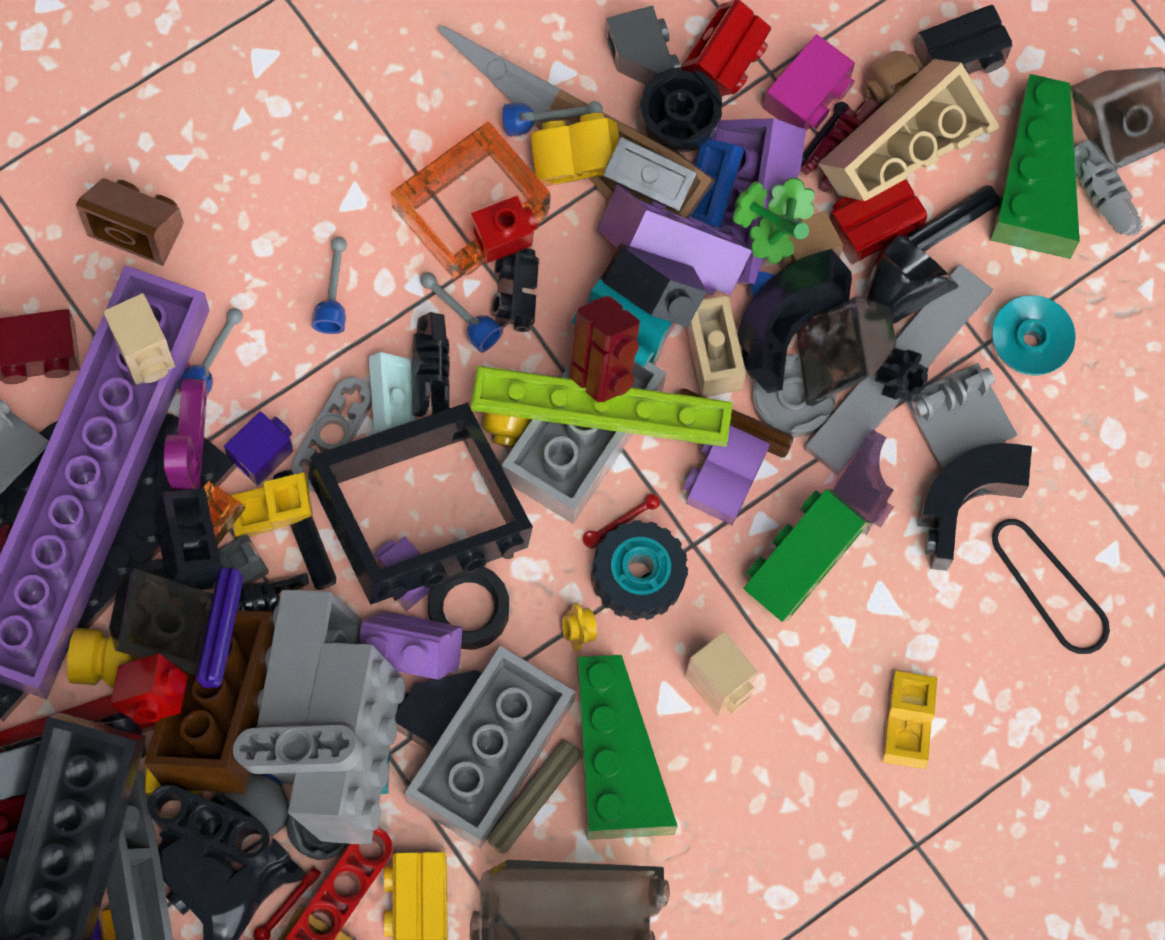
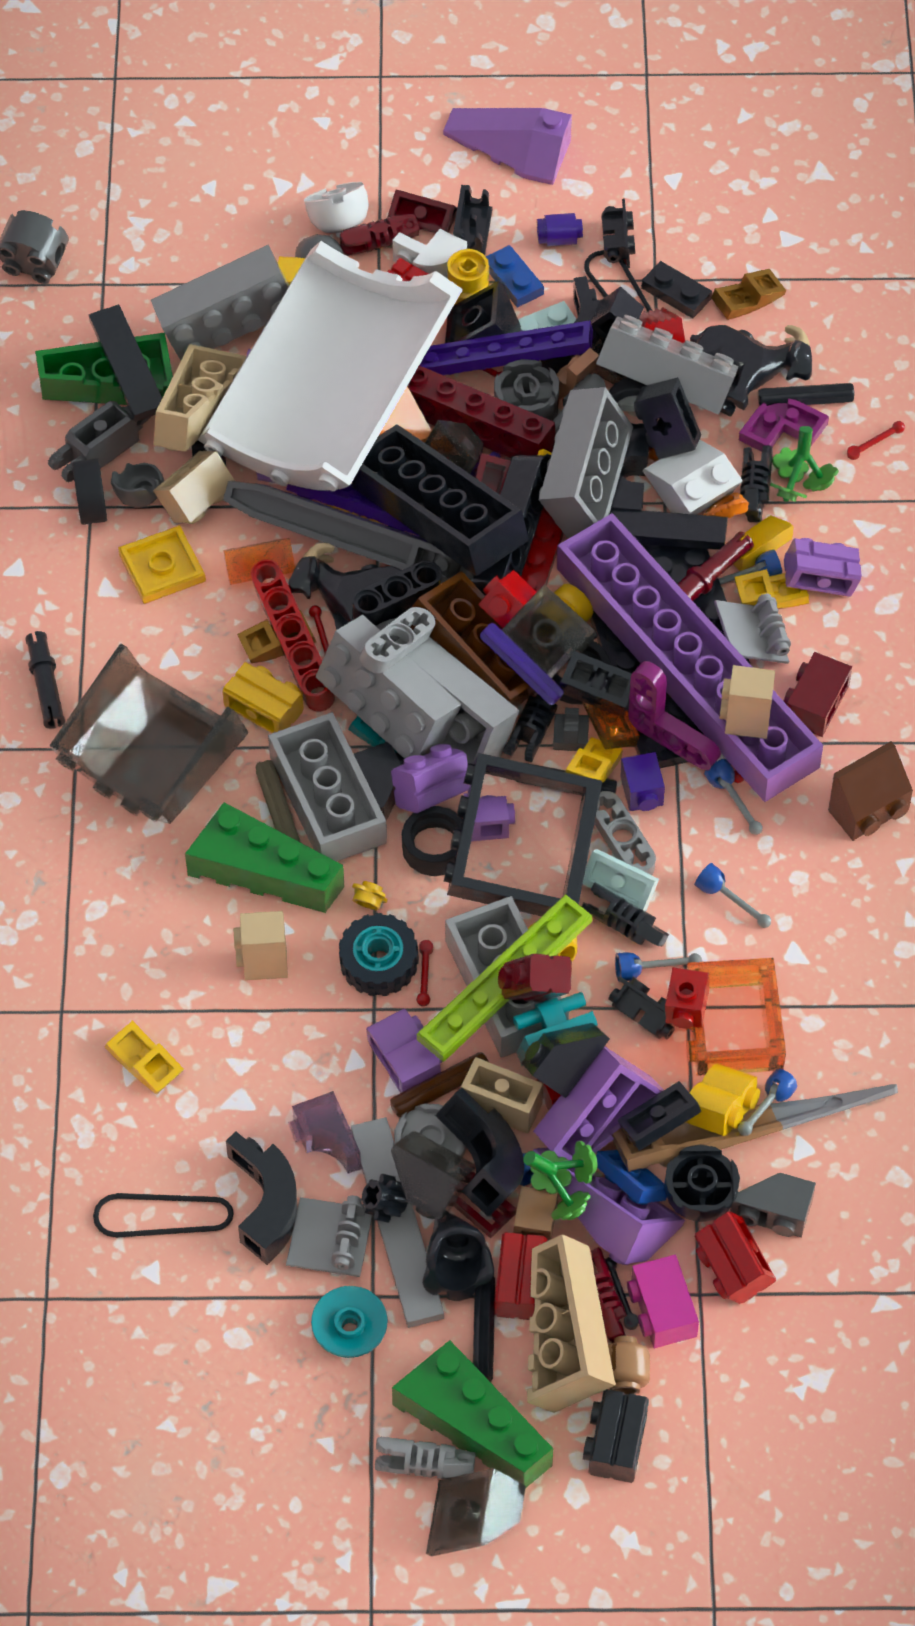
camera: 130 degrees right, 15 degrees down
(805, 553) = (305, 1050): green brick -> none

